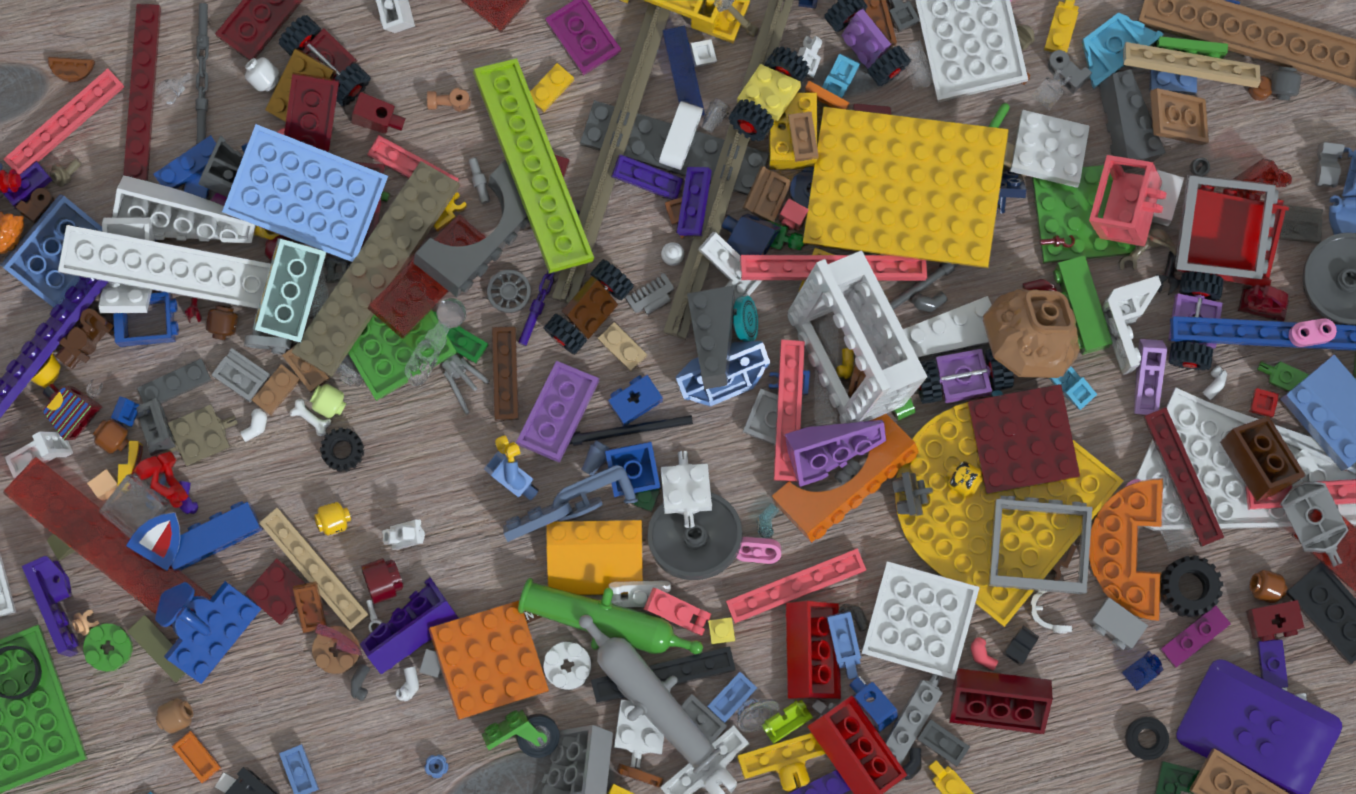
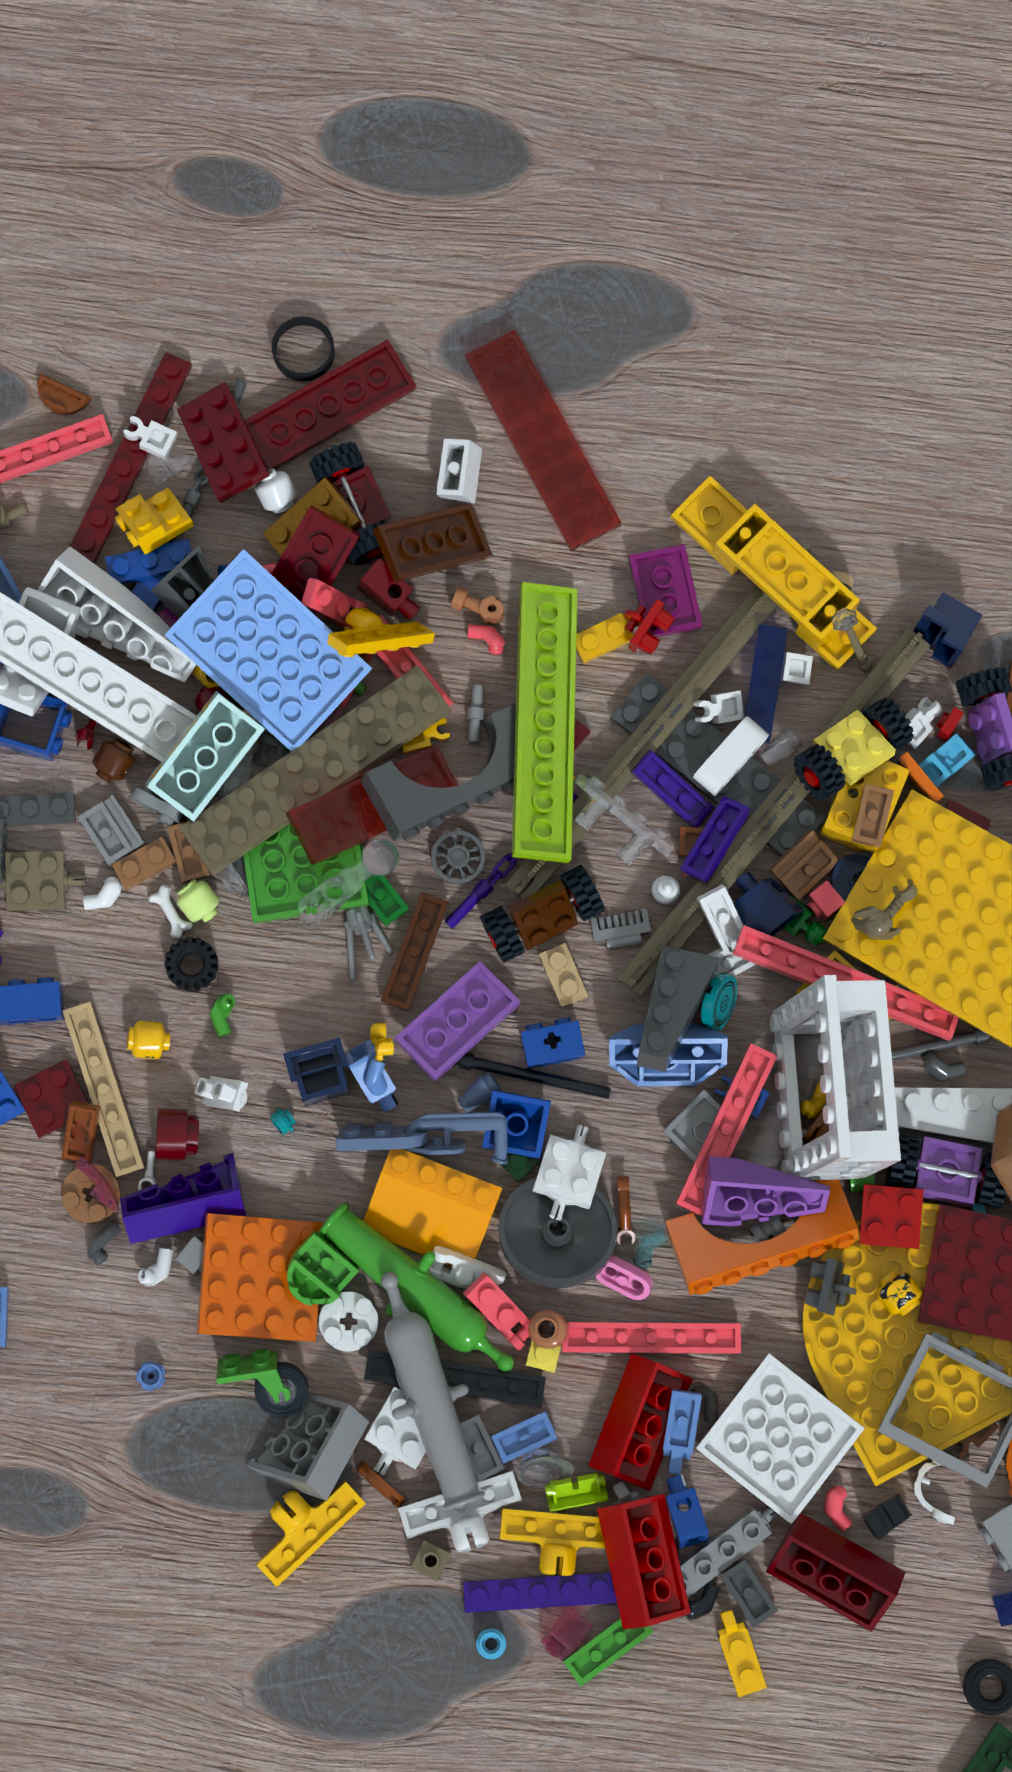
camera: 20 degrees right, 0 degrees up
(154, 70) = (154, 438): none -> white plate
(178, 132) = (152, 521): none -> yellow plate
(207, 53) = (223, 442): none -> dark red plate
(340, 141) = (329, 602): none -> coral plate
(377, 151) = (372, 635): none -> yellow plate
(378, 475) = (220, 1013): none -> bright green arm
(395, 65) = (432, 542): none -> reddish brown plate
(458, 537) = (283, 1121): none -> teal plate
(464, 118) = (490, 635): none -> coral arm
(470, 490) = (318, 1071): none -> dark blue plate
(530, 637) = (318, 1271): none -> bright green slope
(580, 75) = (642, 638): none -> red hips
(630, 211) = (615, 804): none -> clear plate
(659, 103) = (722, 708): none -> white plate
(710, 605) = (541, 1321): none -> nougat head
(737, 498) = (624, 1208): none -> dark orange arm
(830, 49) = (948, 723): none -> red plate
(840, 213) = (879, 923): none -> dark tan piece
(935, 424) = (891, 1216): none -> red plate

